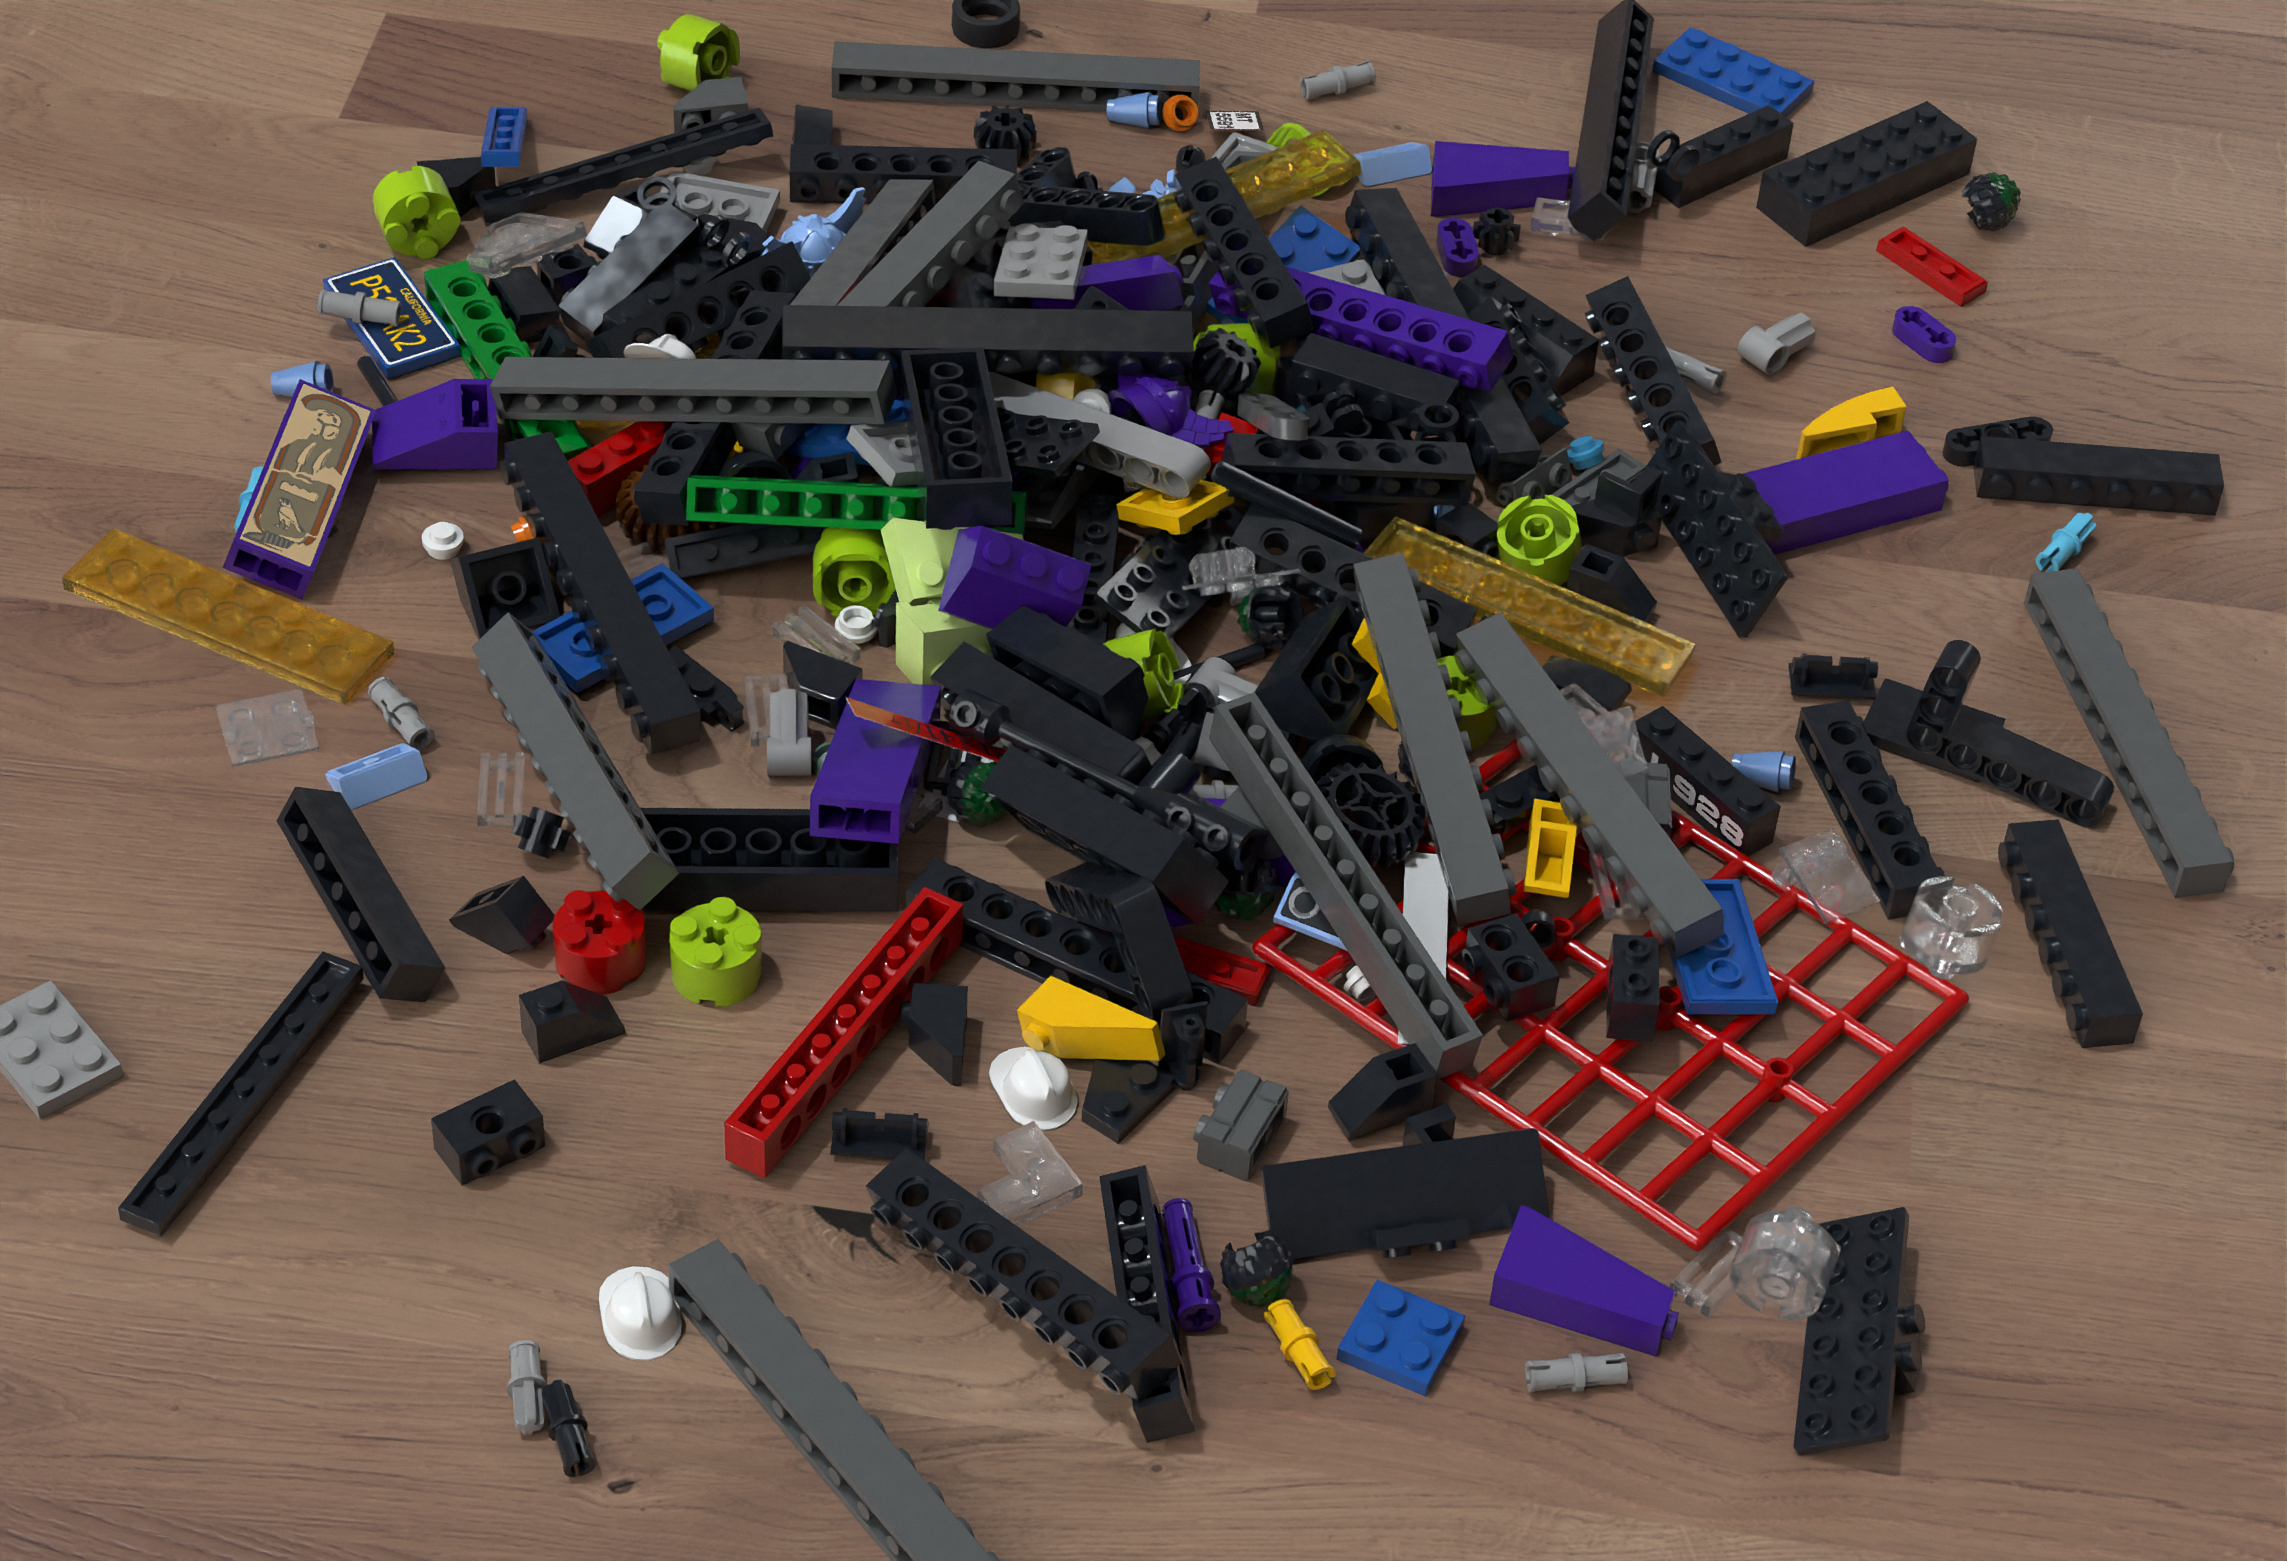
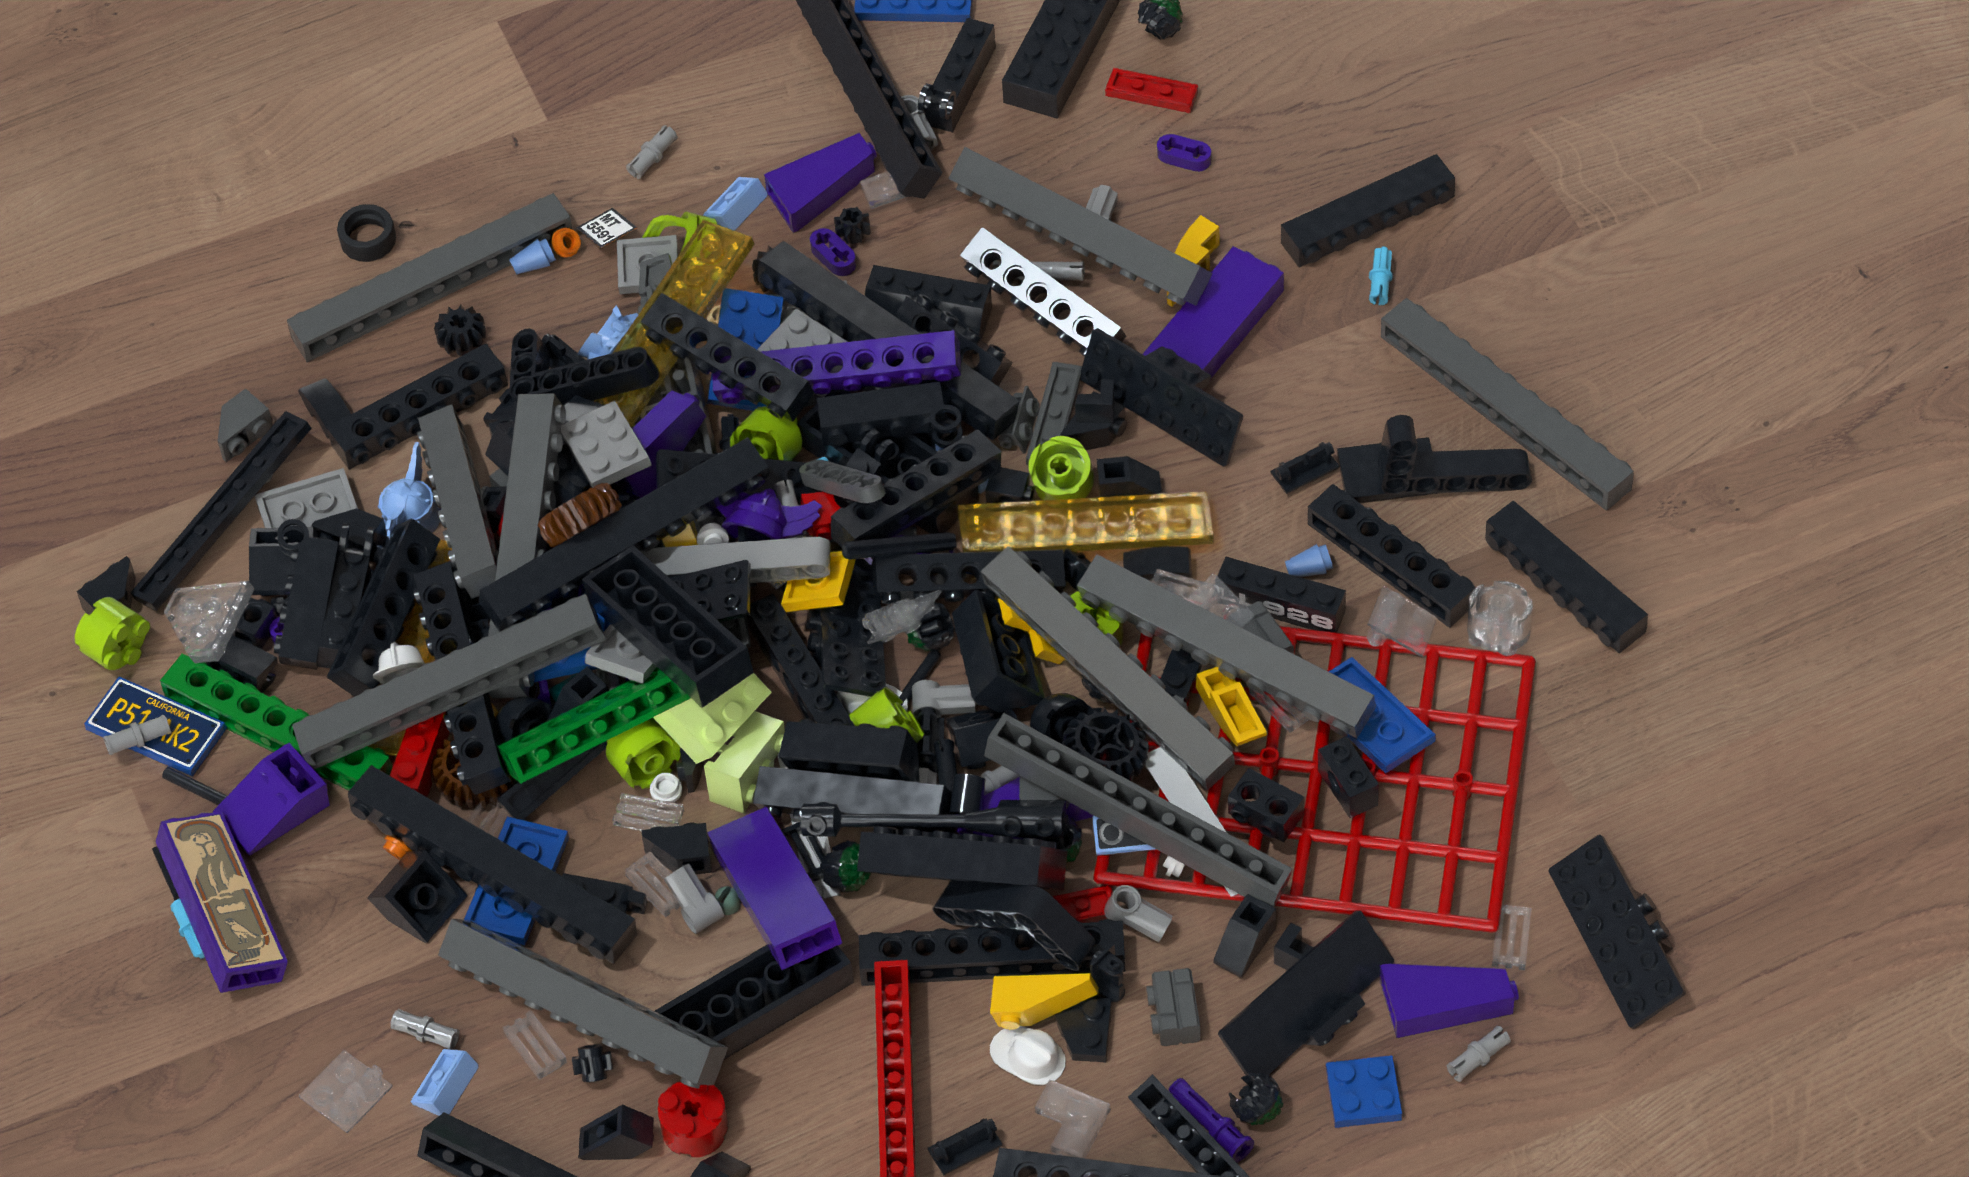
camera: 25 degrees left, 10 degrees up
(229, 616) = (245, 1024): clear yellow plate -> none
(285, 381) = (142, 814): medium blue cone -> none
(442, 540) = (341, 882): white plate -> none
(504, 137) = (118, 534): blue tile -> none
(557, 344) = (299, 691): black tile -> none
(697, 51) = (197, 385): lime brick -> none
(716, 953) = (771, 1082): lime brick -> none
(925, 730) = (803, 849): red sticker -> none
(938, 1027) = (946, 1051): black slope -> none
(949, 284) = (579, 514): none -> reddish brown gear
(999, 573) = (760, 711): dark purple slope -> none
(1188, 153) = (601, 287): black hinge -> none
(1226, 362) = (780, 452): black gear -> none
(1275, 1007) = (1140, 913): none -> light grey piece
(1299, 1344) = (1311, 1132): yellow pin -> none
(1544, 930) = (1262, 764): black hinge -> none
(1585, 452) = (1035, 377): dark azure plate -> none
(1746, 336) = (1080, 226): none -> dark grey brick
(1784, 1263) = (1554, 912): clear brick -> none
(1962, 443) = (1286, 204): black beam -> none

